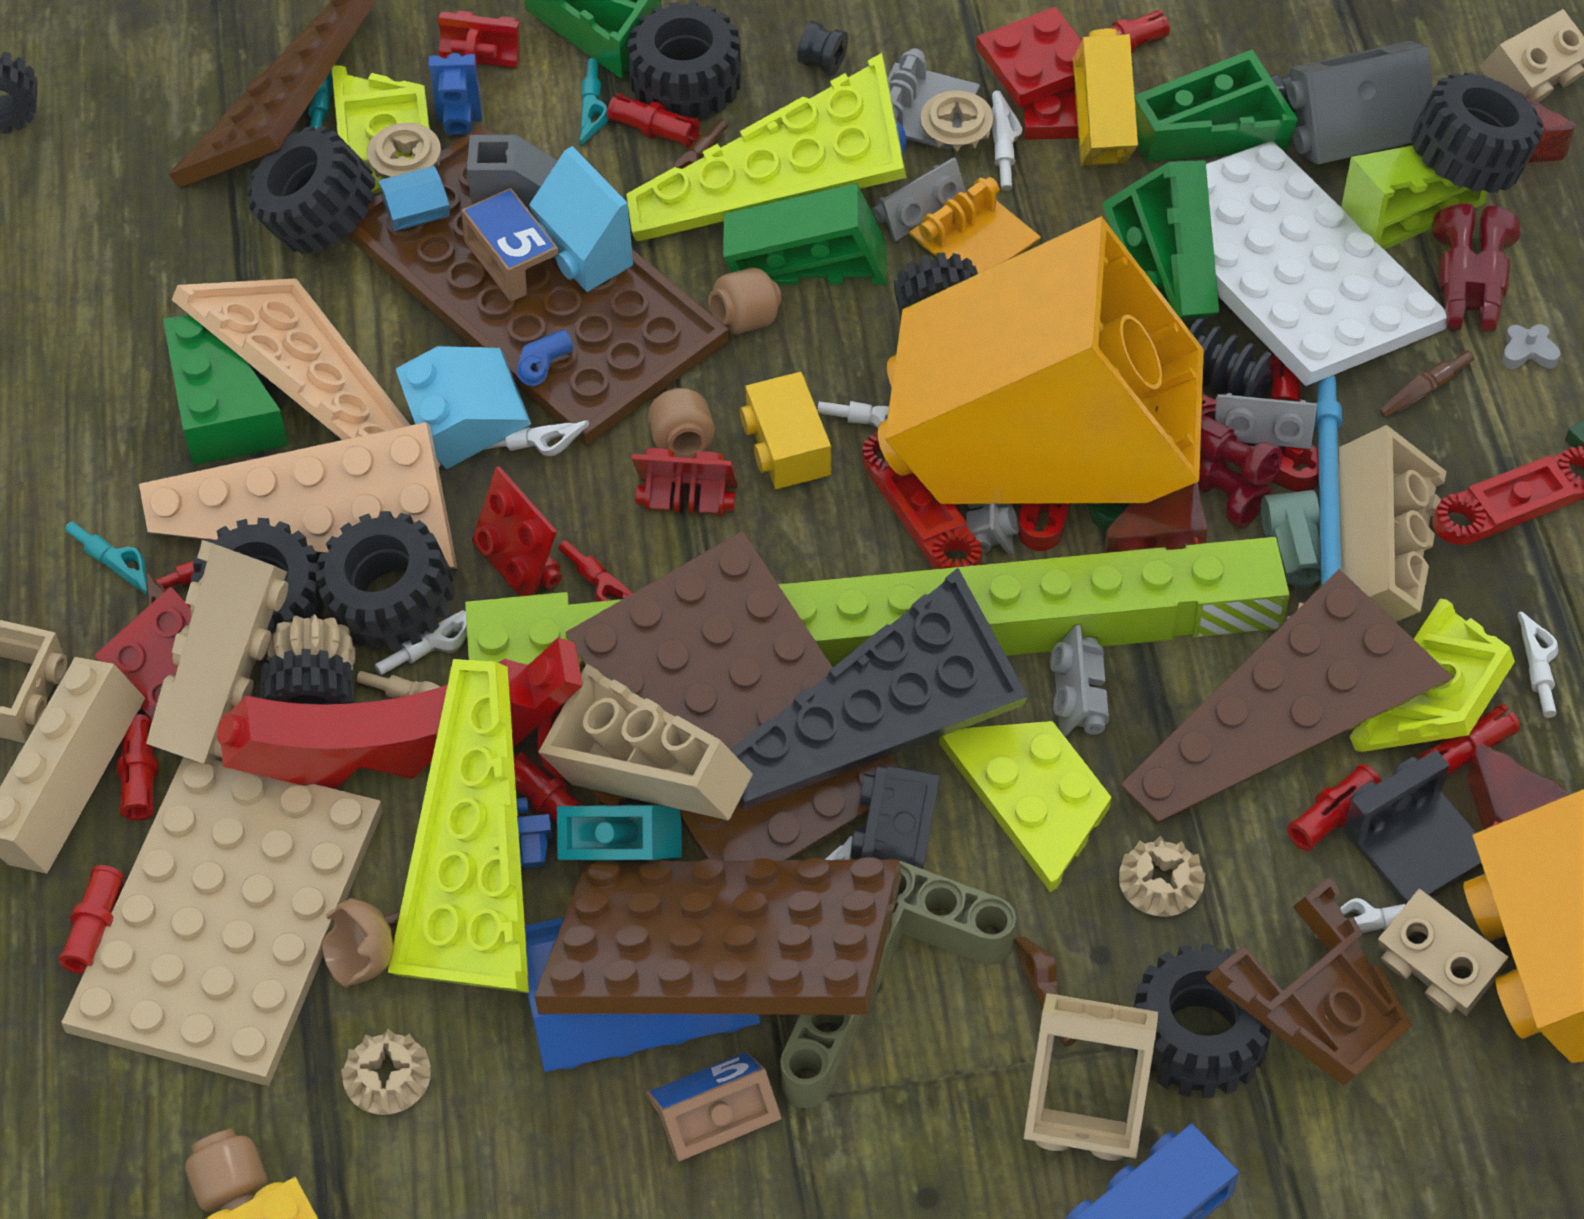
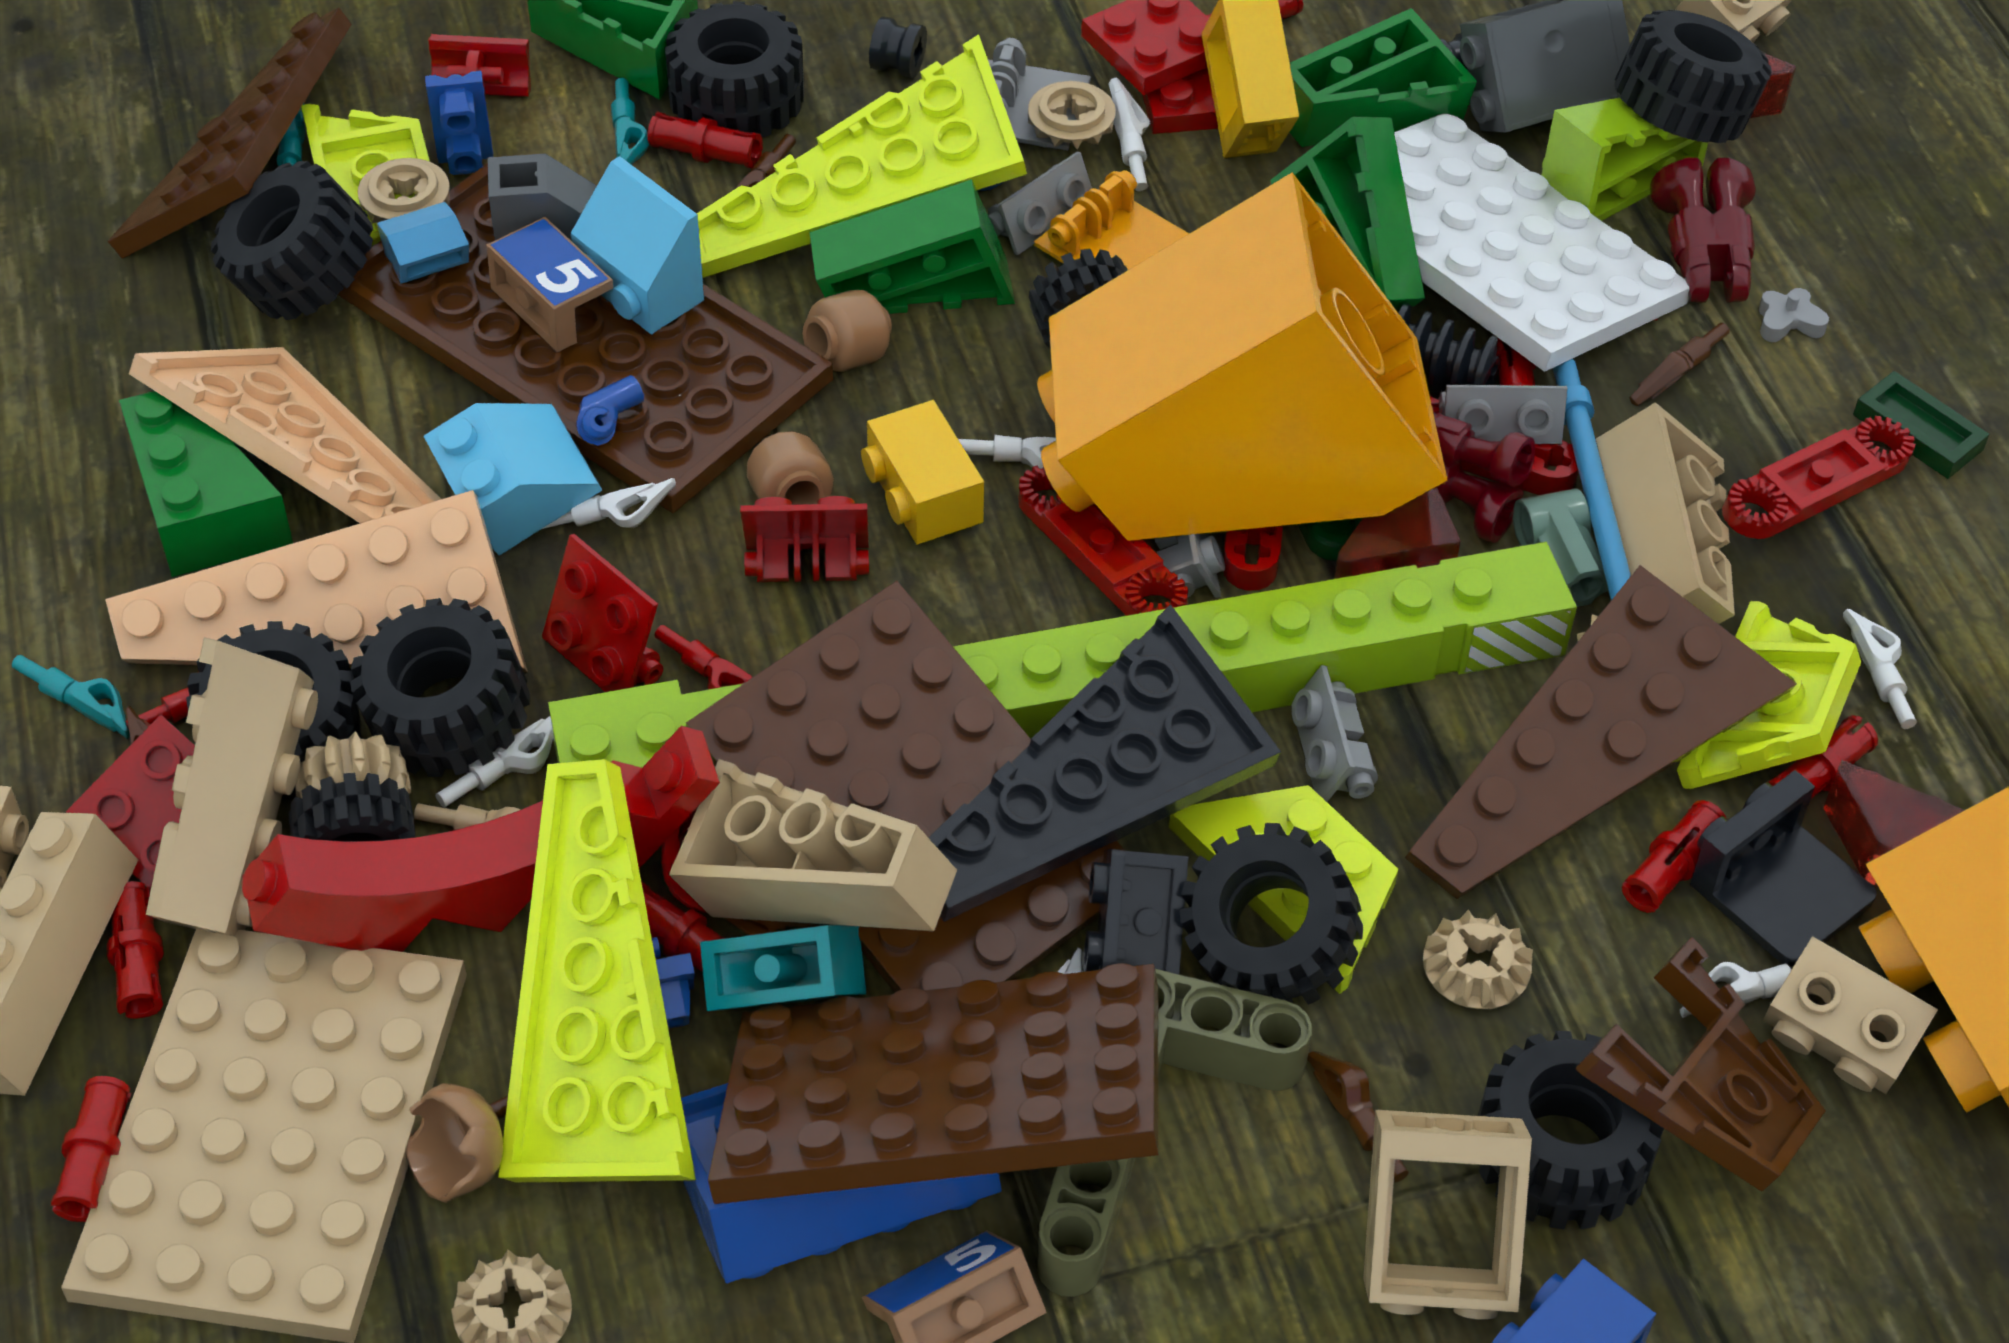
camera: 10 degrees left, 5 degrees down
(967, 804) = (1264, 864): none -> black tyre

